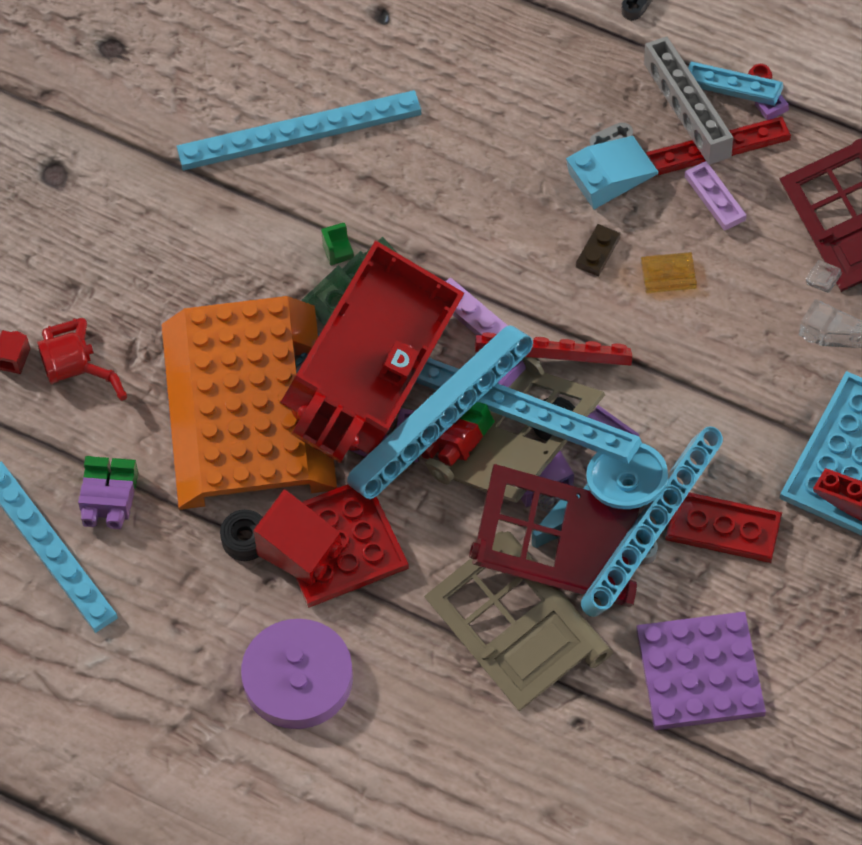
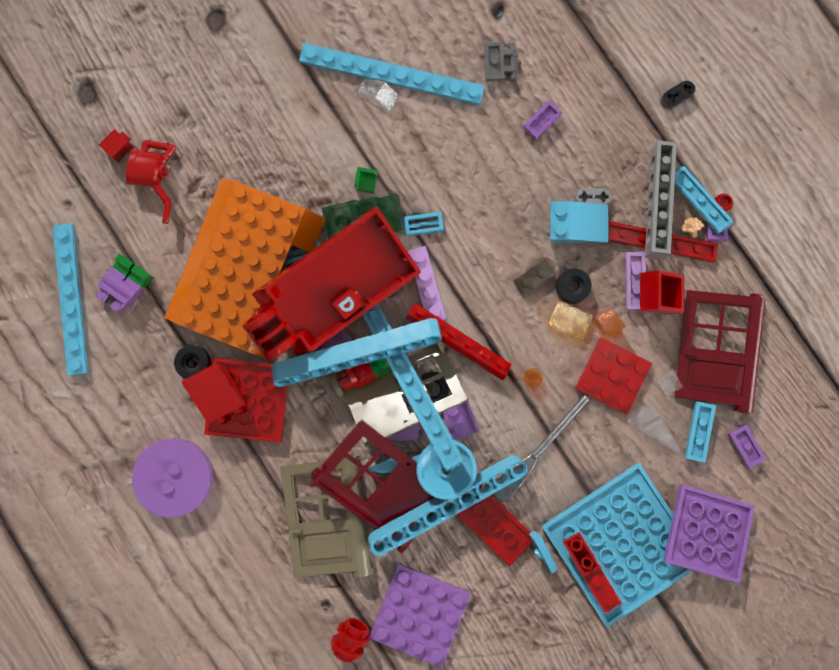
camera: 30 degrees right, 25 degrees up
(295, 153) = (376, 93): none -> clear slope
(412, 64) = (494, 61): none -> flat silver plate
(438, 260) = (423, 231): none -> medium azure tile
(503, 92) = (542, 120): none -> medium lavender plate
(633, 733) = (350, 640): none -> red piece
(649, 221) = (573, 296): none -> black tyre
(665, 349) = (533, 377): none -> clear orange plate
(713, 477) = (508, 491): none -> flat silver piece
(715, 250) = (610, 323): none -> clear orange brick
(741, 113) = (691, 226): none -> light nougat plant
(751, 186) = (661, 292): none -> red piece
(756, 303) = (613, 376): none -> red plate
(799, 517) = (542, 552): none -> medium azure plate

